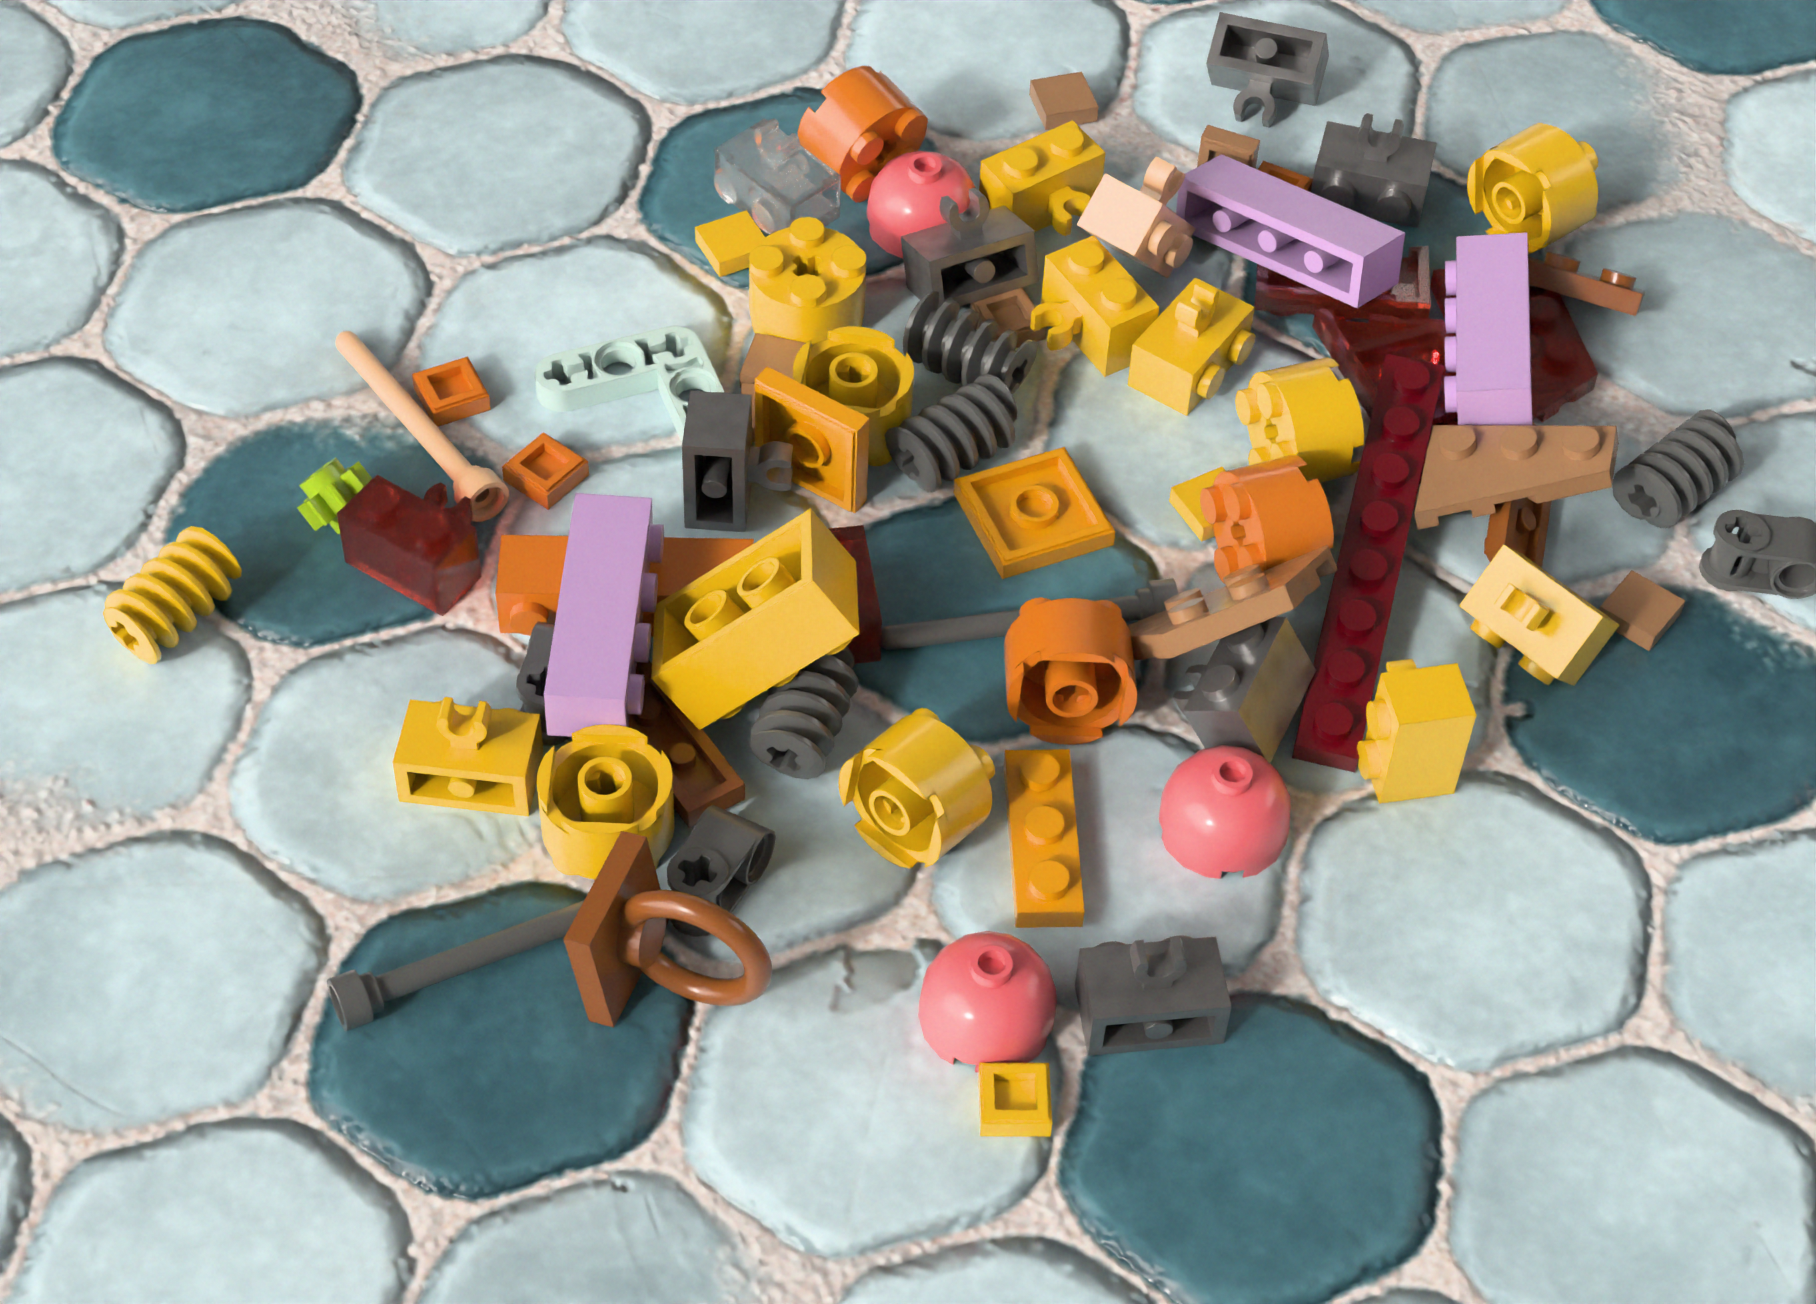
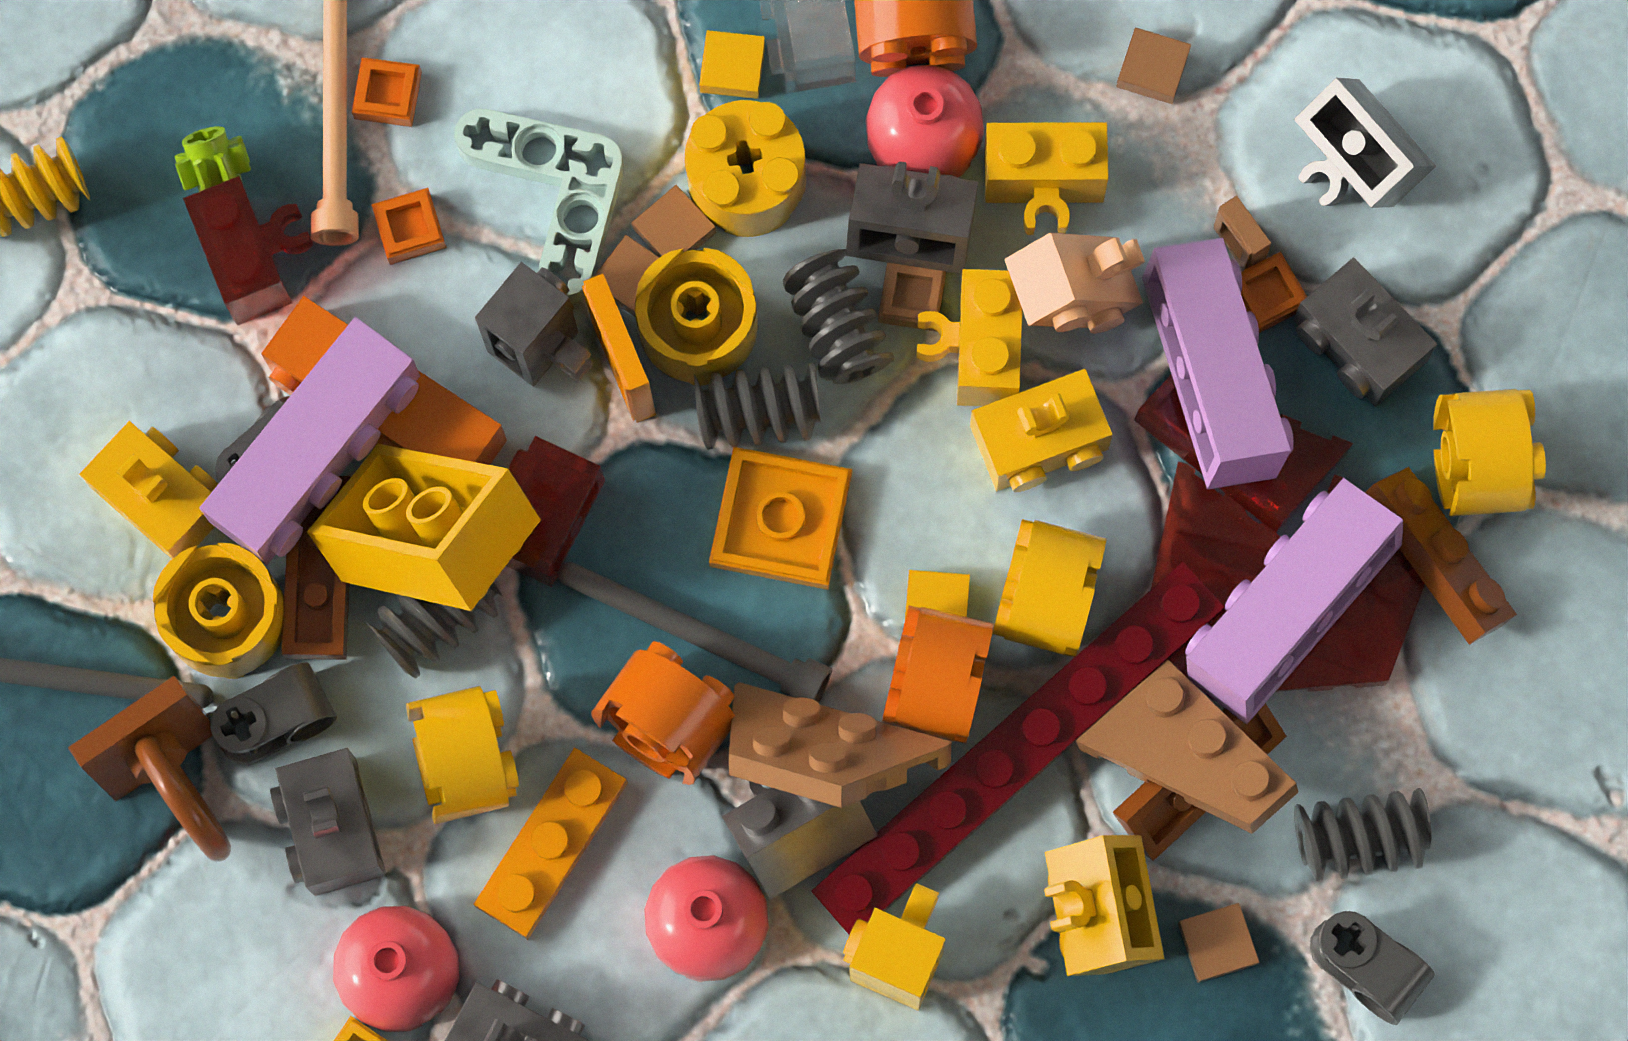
camera: 40 degrees right, 25 degrees up
(836, 918) = (327, 822): none -> flat silver brick

